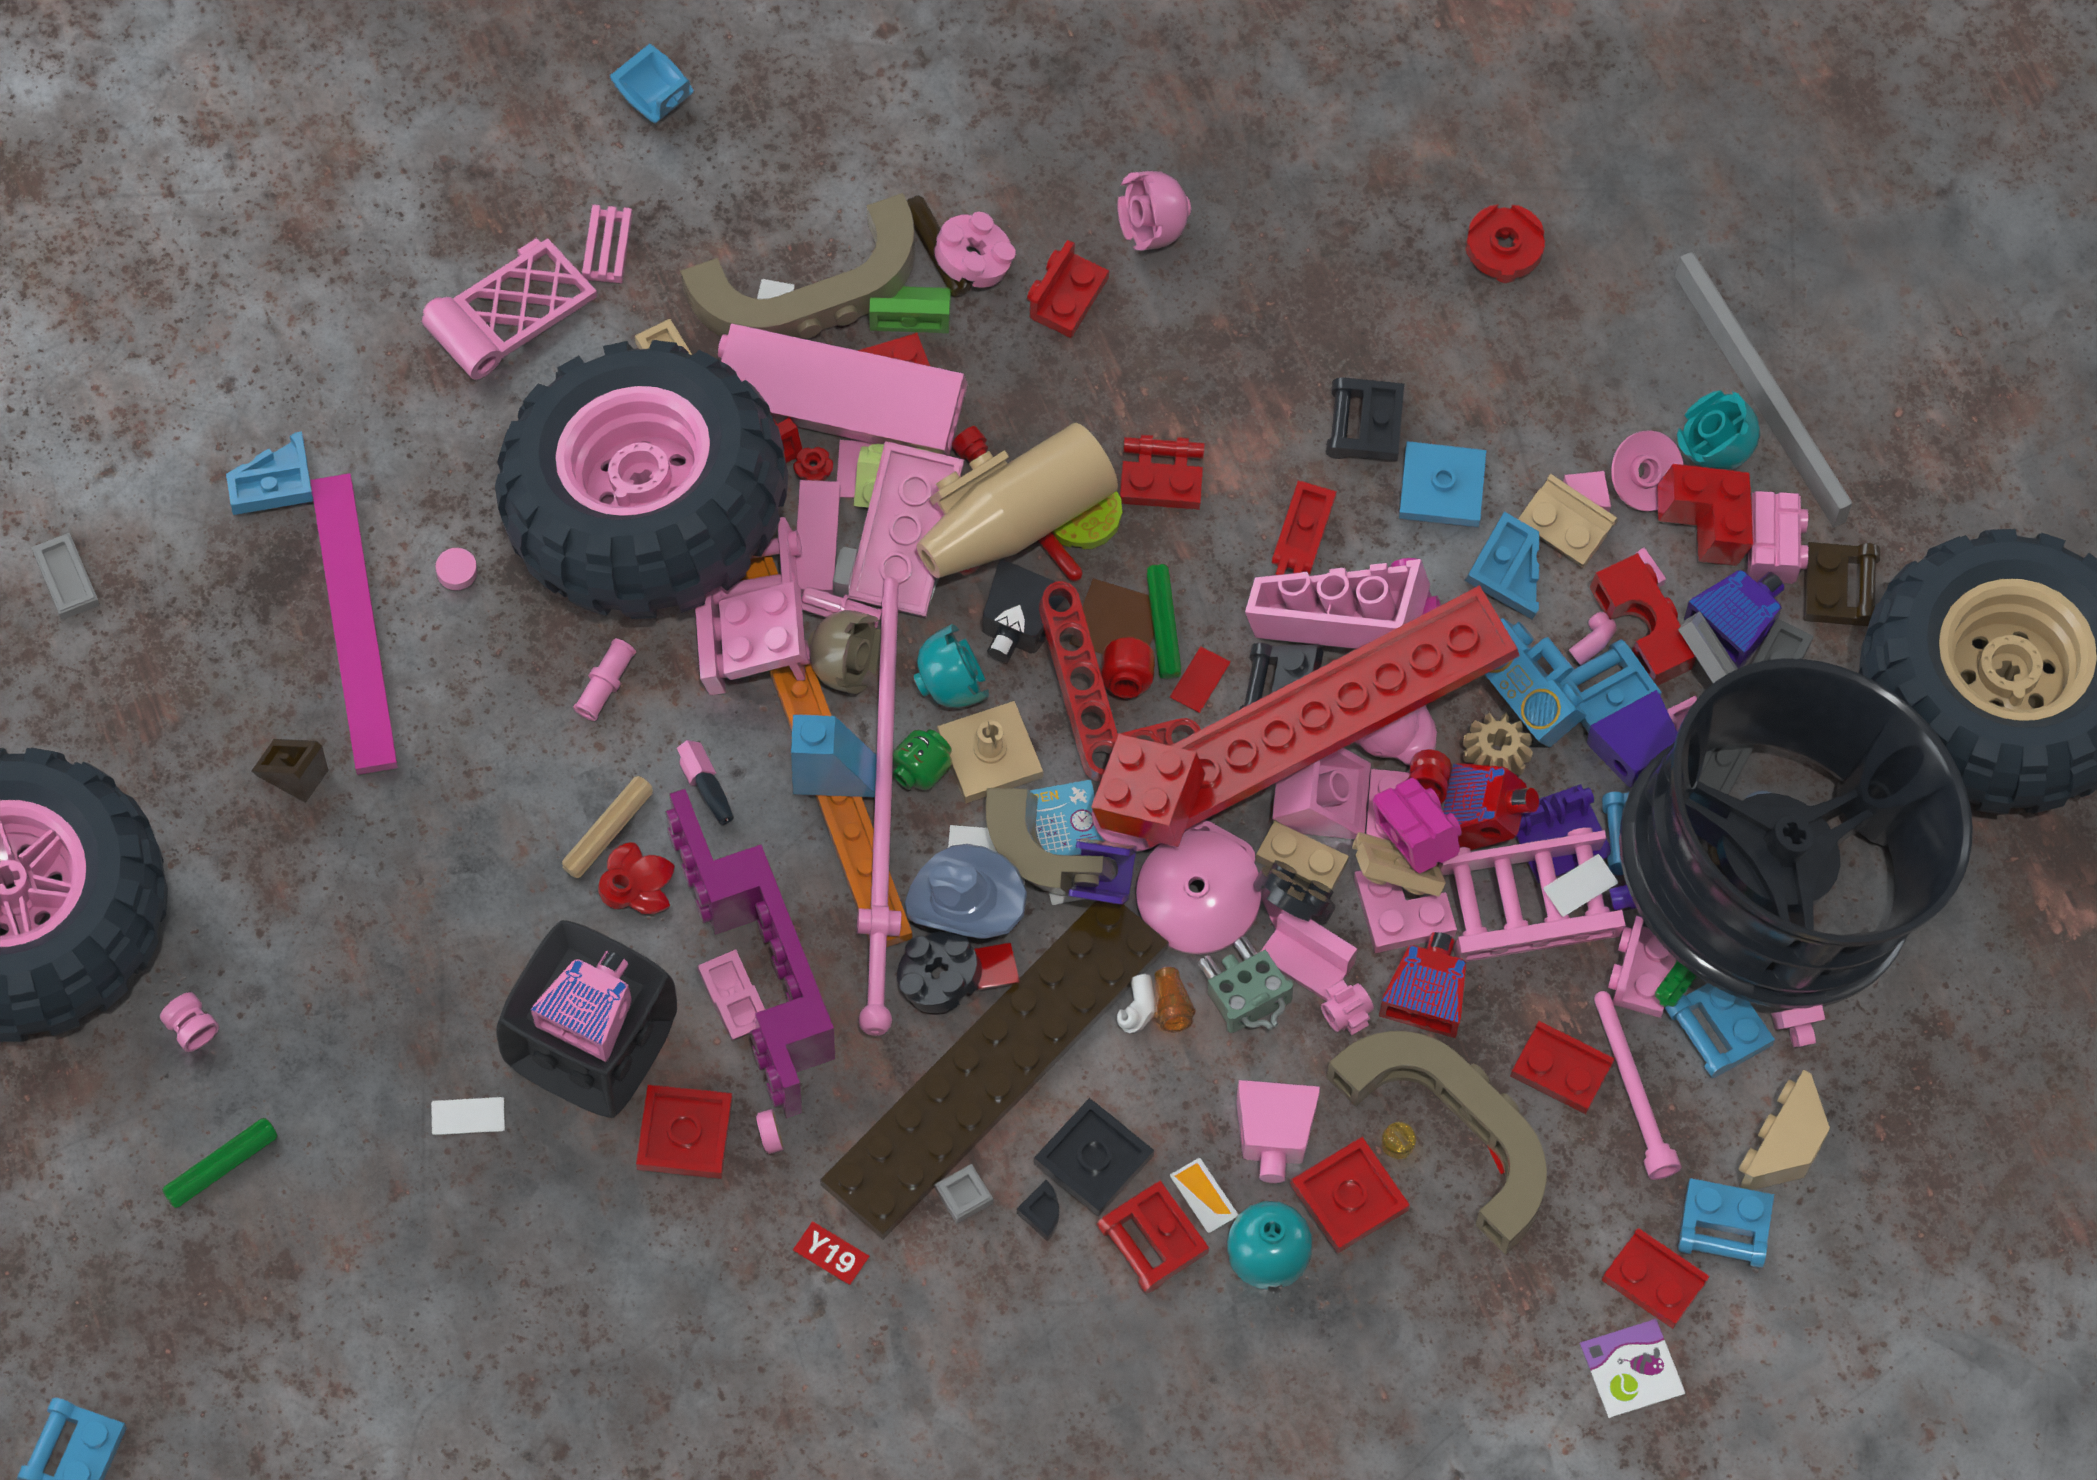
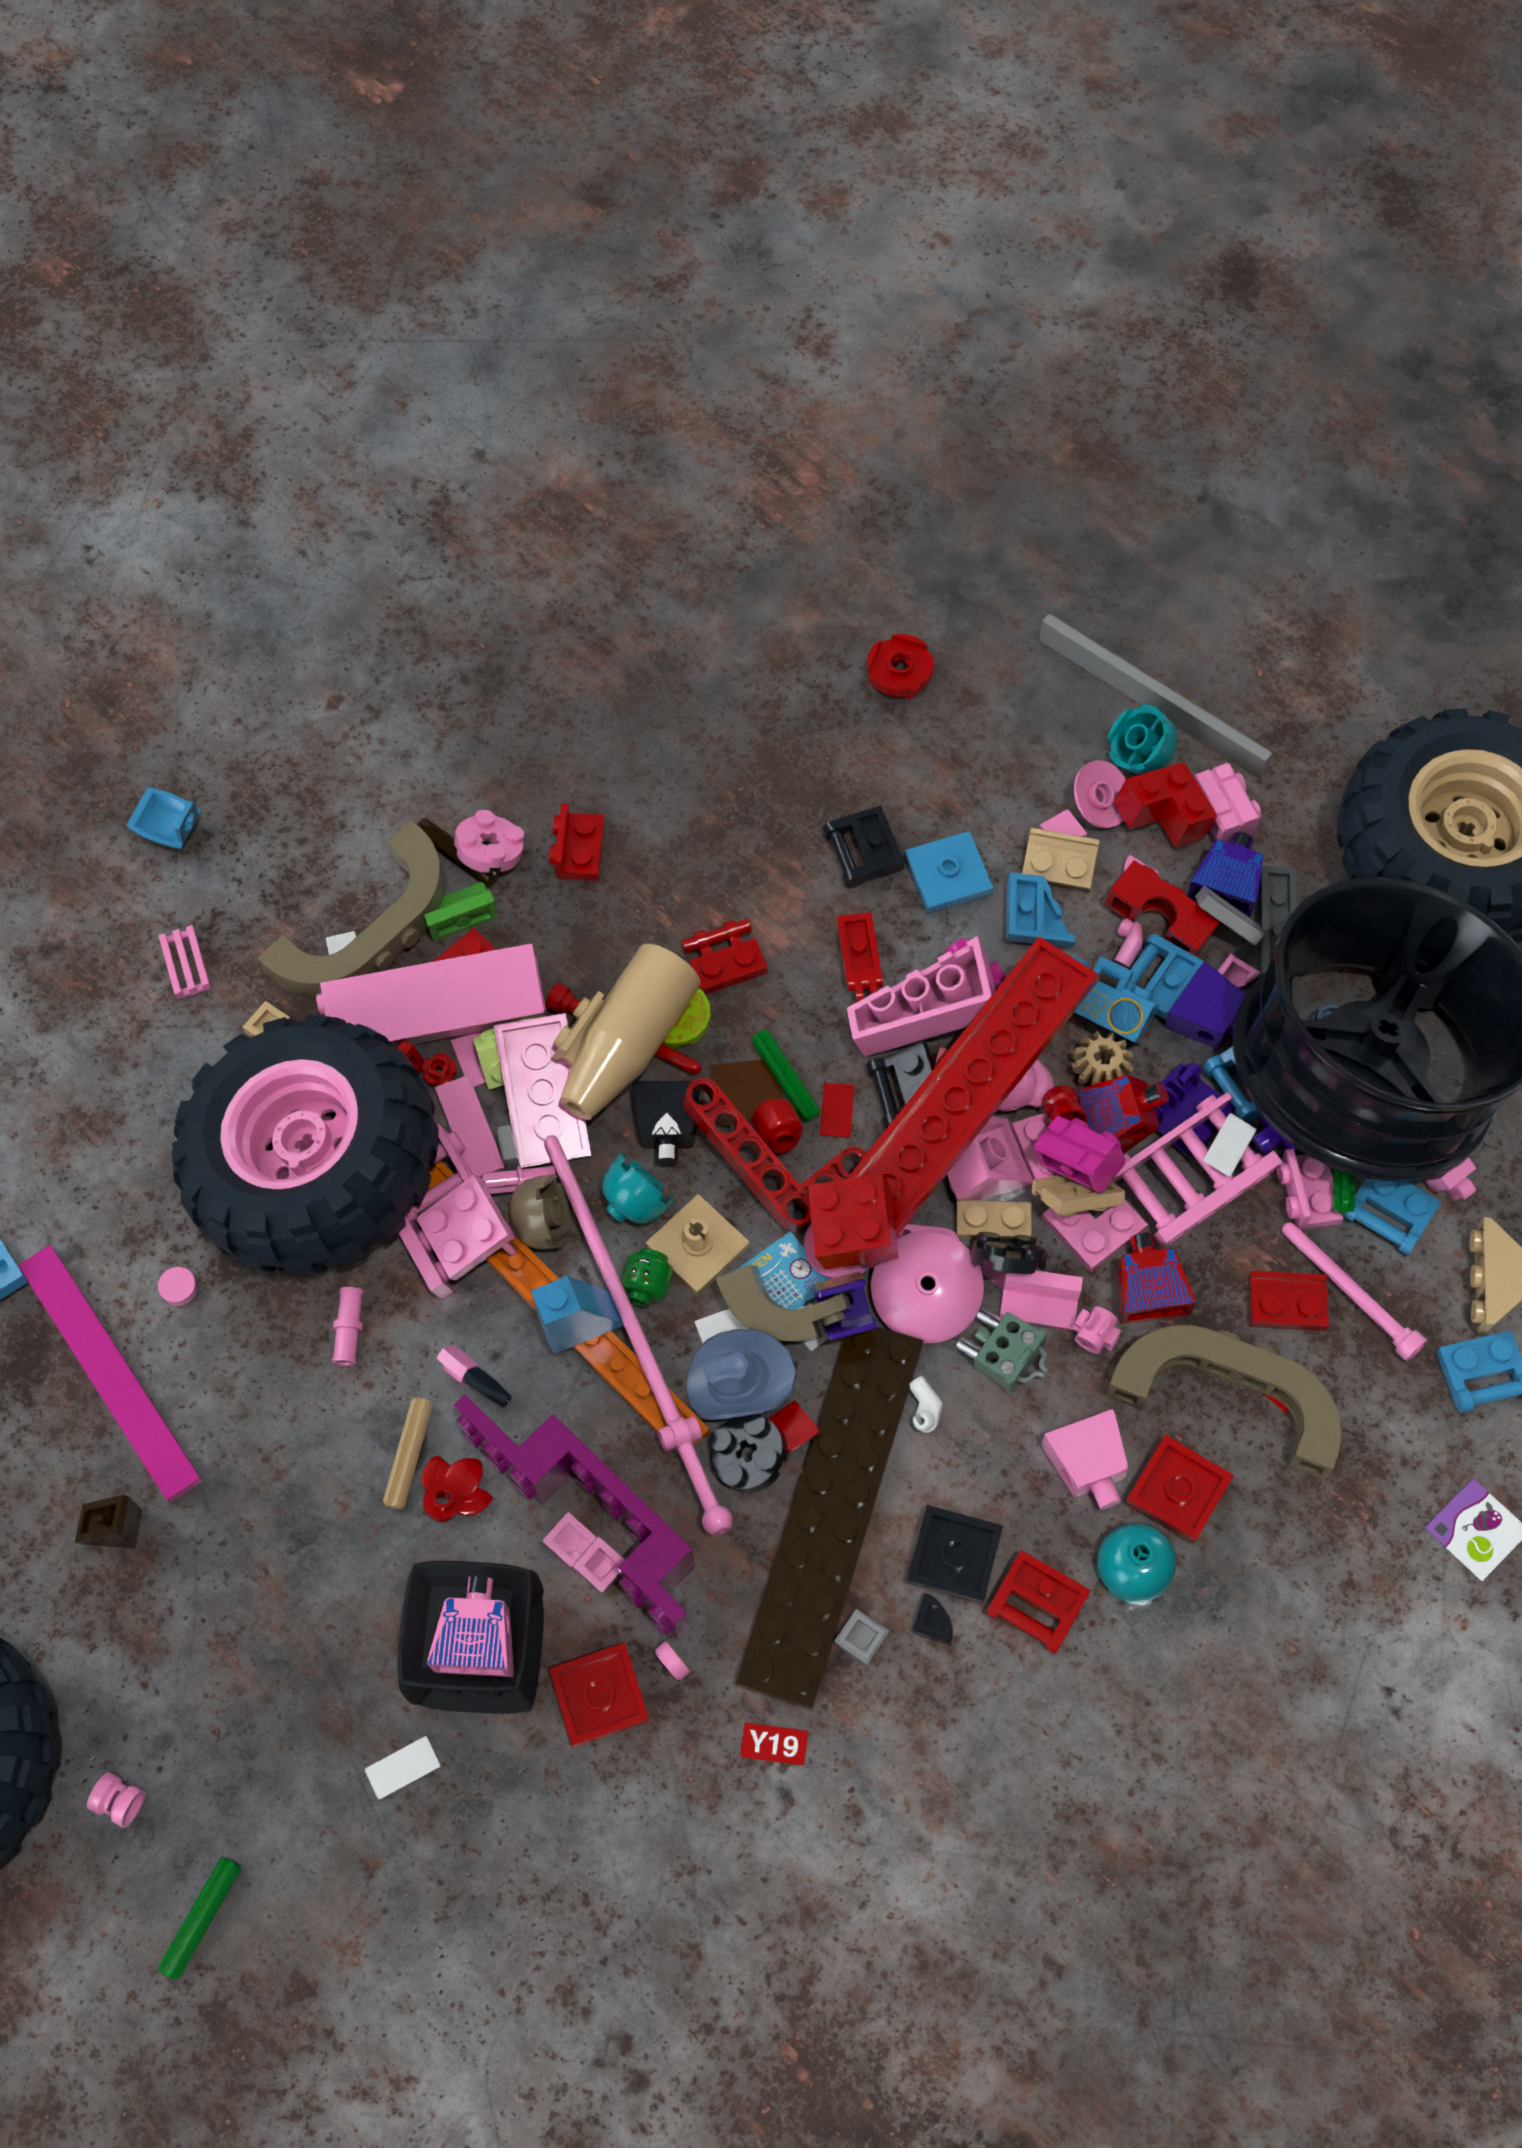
camera: 20 degrees left, 0 degrees up
(467, 334) = (110, 1089): bright pink piece -> none
(1152, 209) = (615, 752): bright pink cylinder -> none
(1172, 1003) = (952, 1390): clear orange cone -> none
(1204, 1195) = (1058, 1544): sticker -> none
(1392, 1144) = (1188, 1428): clear yellow hinge -> none
(1655, 1278) = (1456, 1444): red plate -> none
(1828, 583) = (1282, 824): dark brown plate -> none

